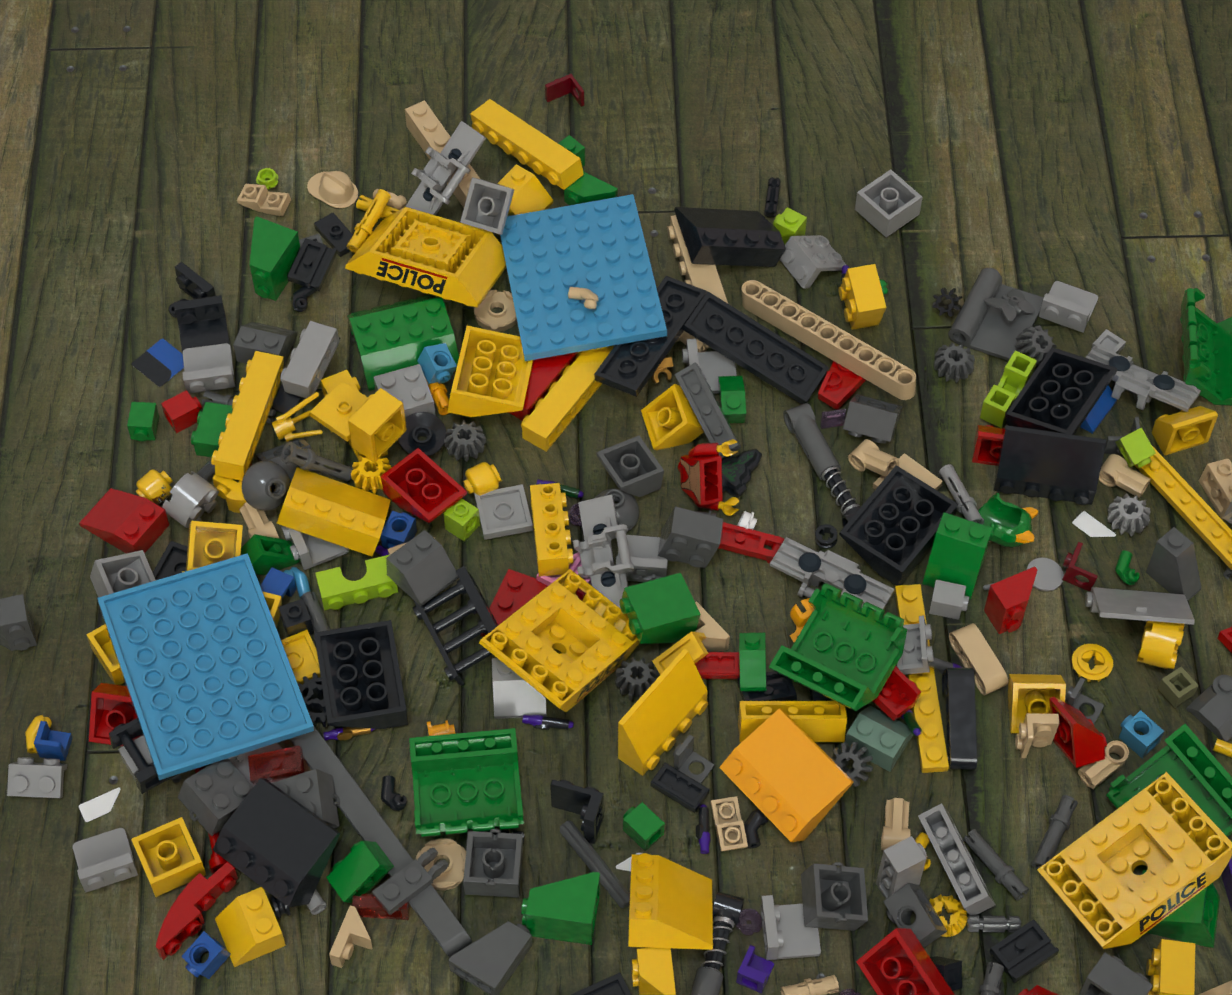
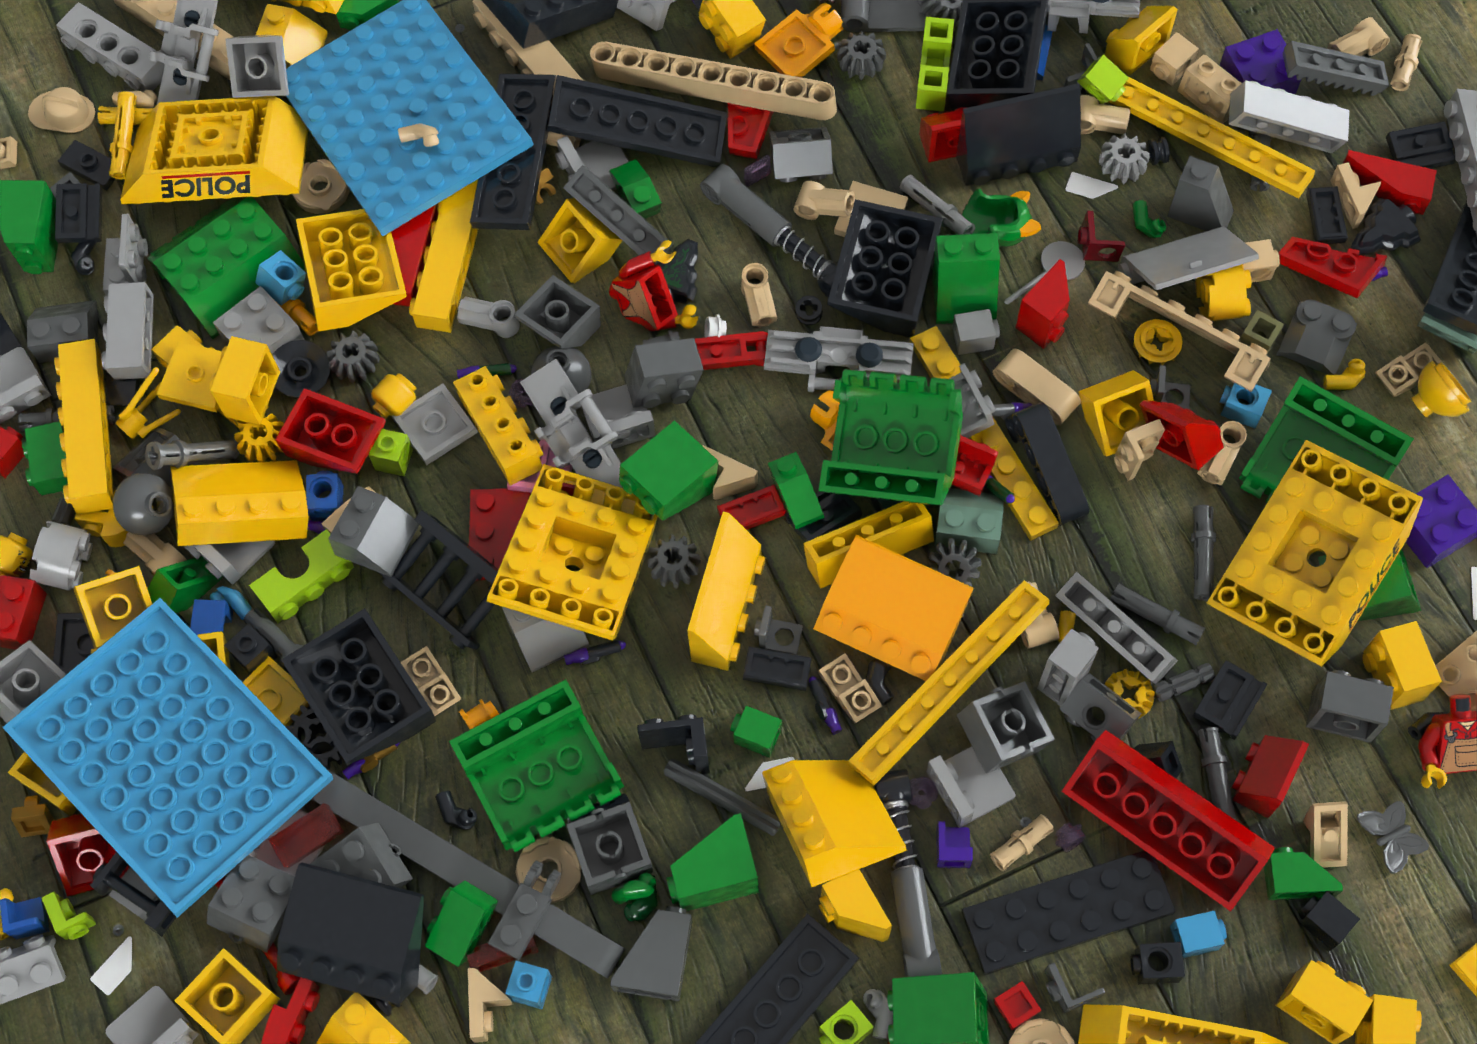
camera: 20 degrees left, 10 degrees up
(79, 754) = (61, 914): none -> lime bracket
(88, 675) = (32, 818): none -> pearl gold tile
(333, 306) = (125, 256): none -> light grey bracket
(388, 155) = (111, 47): none -> light grey brick
(389, 937) = (528, 985): none -> dark azure brick
(416, 694) = (431, 680): none -> tan slope
(498, 901) = (634, 889): none -> green arm
(500, 916) = (641, 908): none -> dark green arm
(579, 449) = (487, 315): none -> light grey piece
(690, 642) = (705, 525): yellow panel -> none
(791, 510) = (758, 296): none -> tan piece
(805, 846) = (948, 683): none -> yellow plate
(911, 335) = (800, 41): none -> light orange plate
(1151, 701) = (1249, 360): none -> tan bracket
(1159, 519) = (1158, 150): none -> black bush
(1202, 633) = (1268, 261): none -> tan brick
(1203, 452) = (1173, 58): none -> tan brick

